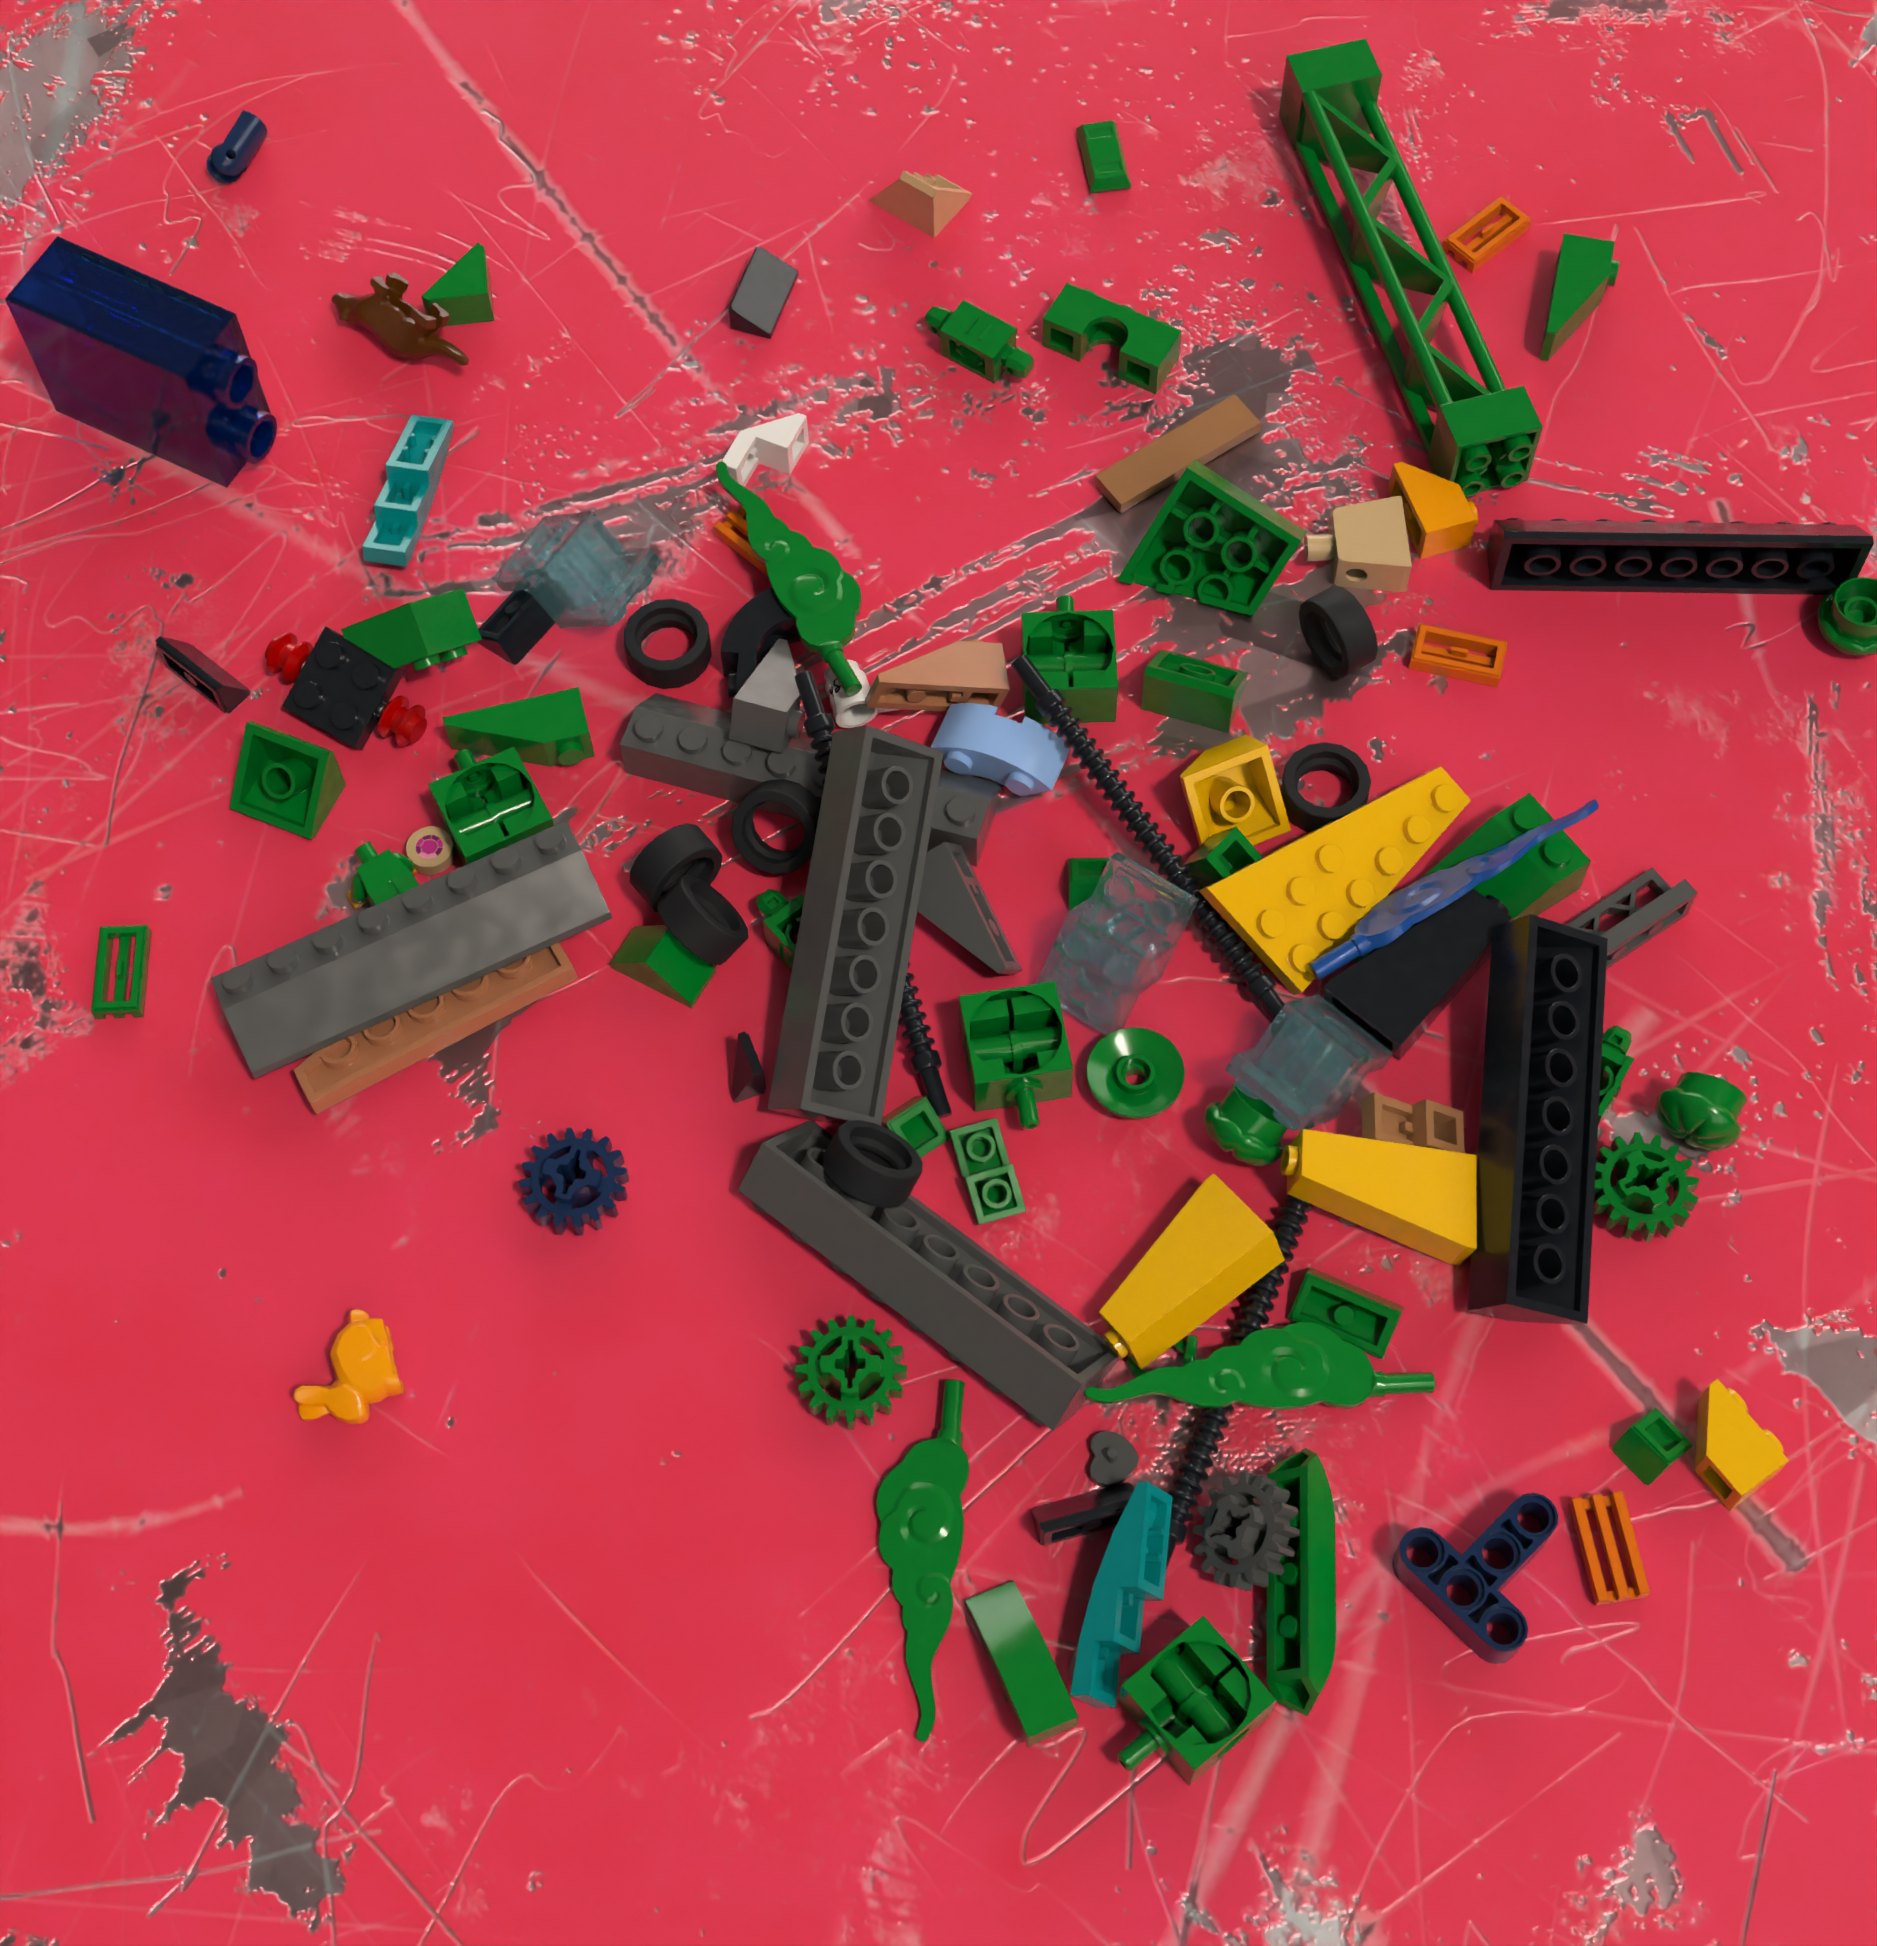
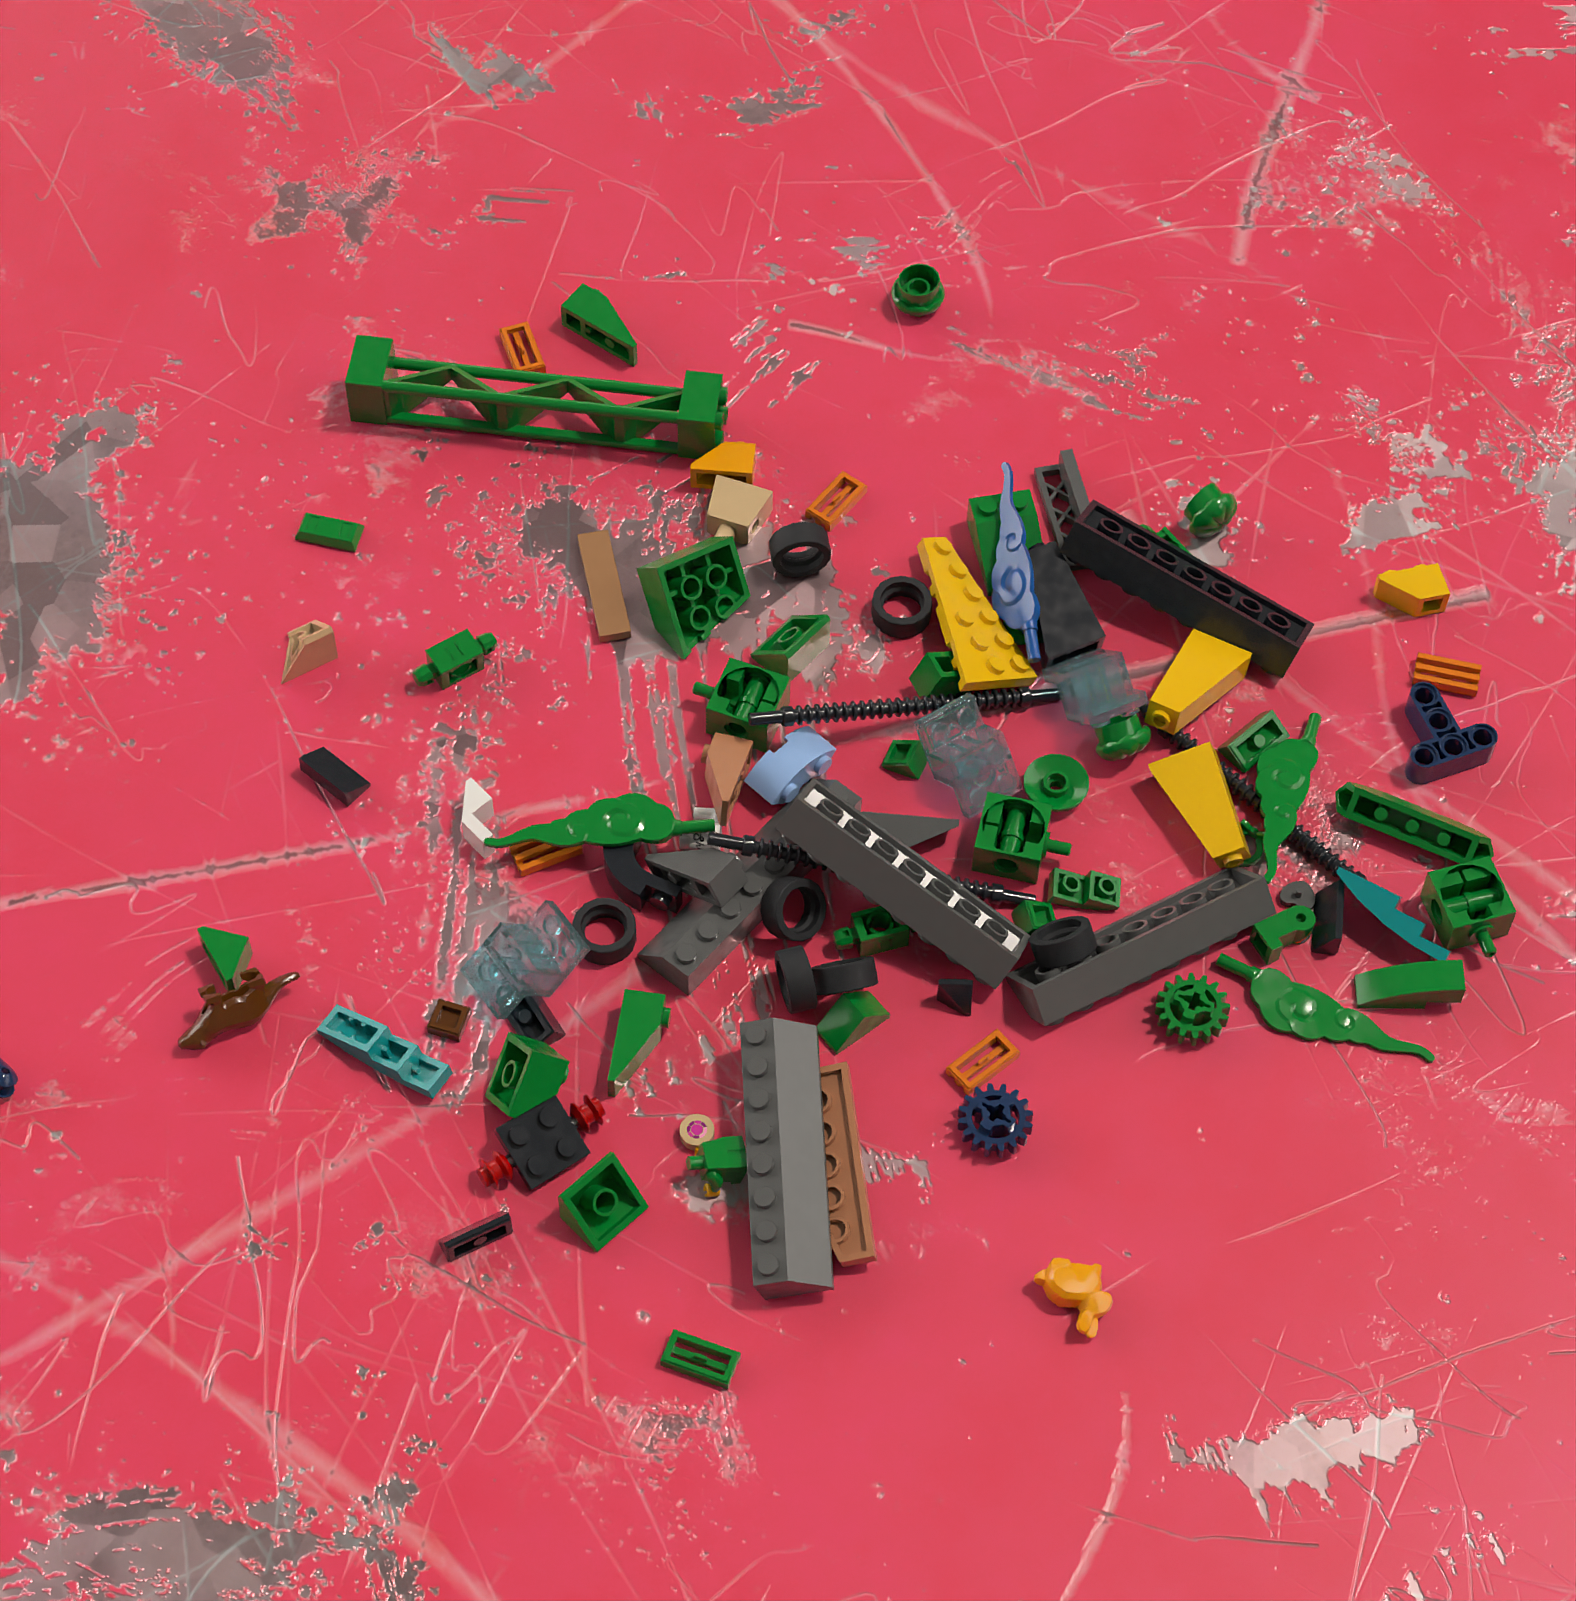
camera: 70 degrees left, 5 degrees down
(143, 361) = (211, 1166): clear blue brick -> none
(481, 538) = (449, 1020): none -> reddish brown tile
(489, 804) = (696, 1077): green piece -> none
(657, 1156) = (961, 1079): none -> orange tile
(1035, 1451) = (1281, 930): none -> green leg
(1086, 320) = (511, 567): green arch -> none
(1237, 789) = (884, 649): yellow slope -> none
(1246, 1531) = (1393, 840): dark grey gear -> none
(1418, 1124) = (1158, 654): medium nougat brick -> none
(1637, 1205) = (1243, 559): green gear -> none
(1651, 1446) = (1395, 629): green slope -> none
(1674, 556) = (827, 359): black slope -> none

